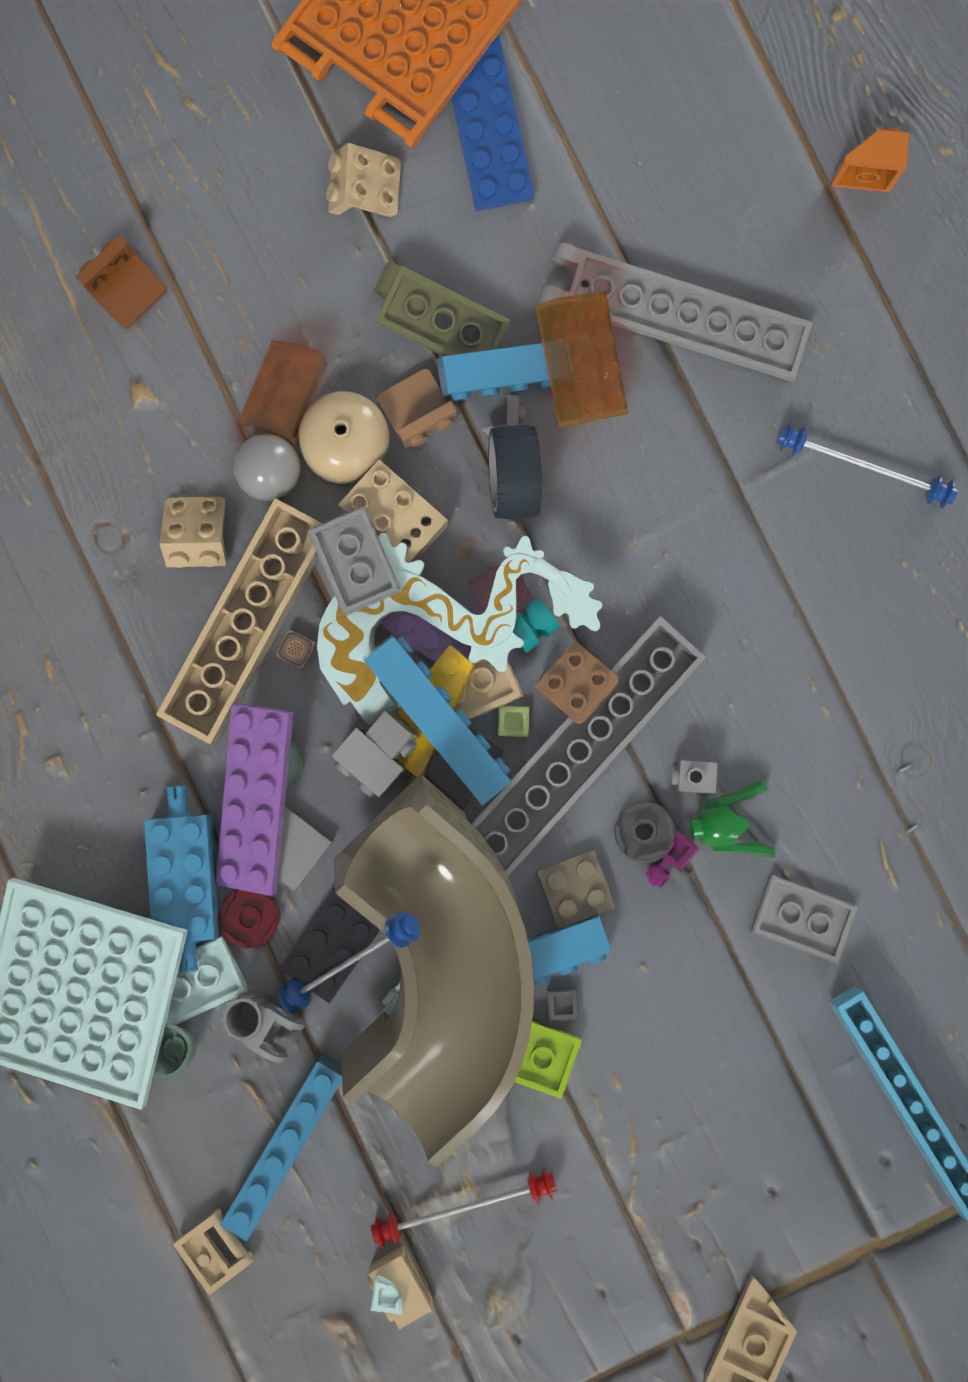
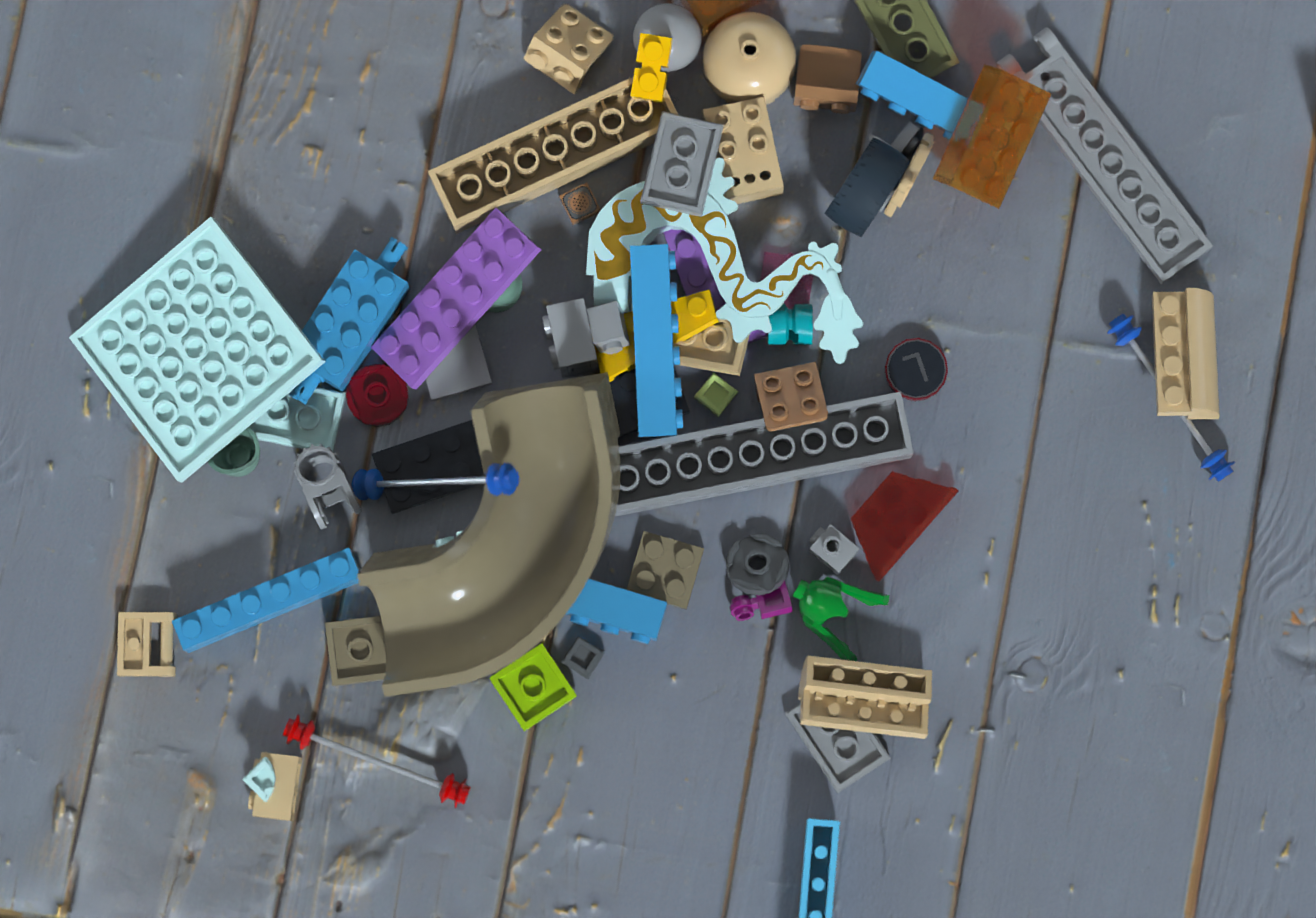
camera: 40 degrees right, 5 degrees down
(266, 490) = (648, 80): none -> yellow piece
(381, 1134) = (356, 650): none -> dark tan plate
(536, 409) = (910, 174): none -> tan tile
(653, 587) = (916, 369): none -> black tile
(725, 715) = (896, 518): none -> clear red wing
(808, 877) = (865, 697): none -> tan brick
(854, 423) = (1185, 354): none -> tan brick

